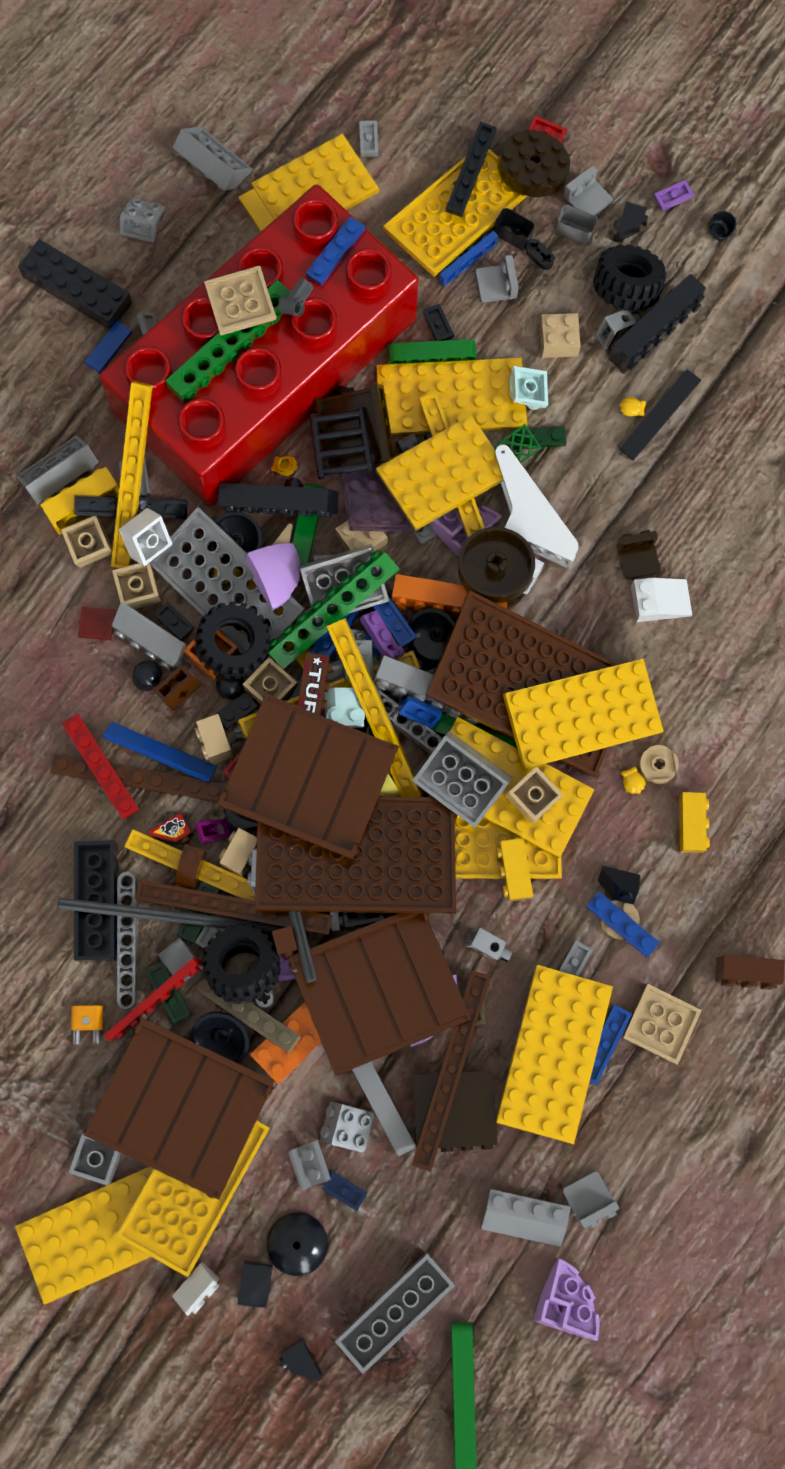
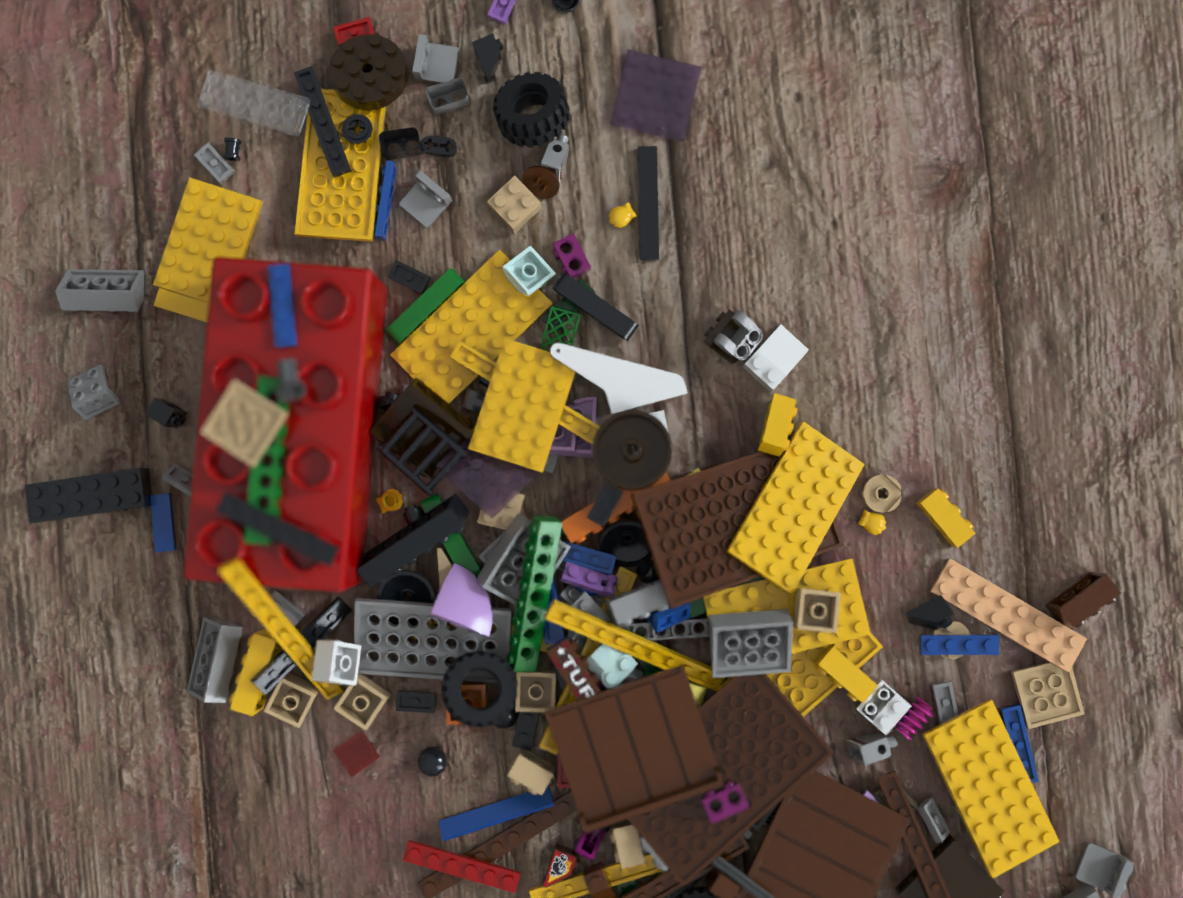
camera: 35 degrees left, 10 degrees up
(149, 637) = (408, 733): light grey slope -> none
(177, 687) = (465, 754): reddish brown brick -> none
(181, 272) = (166, 413): none -> black brick
(197, 390) = (278, 529): none -> black plate
(339, 877) = (726, 808): none -> magenta brick
(389, 139) = (232, 149): none -> black bush
(433, 120) = (254, 102): none -> clear plate
(441, 586) = (605, 505): none -> black plate
(488, 1044) = (933, 820): none -> light grey plate
(489, 187) = (350, 124): none -> black gear
(522, 920) = (884, 707): none -> white slope
(539, 951) = (914, 718): none -> dark pink piece
(557, 451) = (595, 306): none -> black beam
(572, 405) = (575, 255): none -> magenta brick
(593, 334) = (541, 181): none -> reddish brown piece
(621, 644) = (778, 425): none -> yellow brick
(646, 560) = (741, 337): none -> light grey piece
(657, 324) = (585, 126): black brick -> none
(681, 937) = (1008, 615): none -> light nougat plate
(731, 346) = (656, 95): none -> clear purple plate

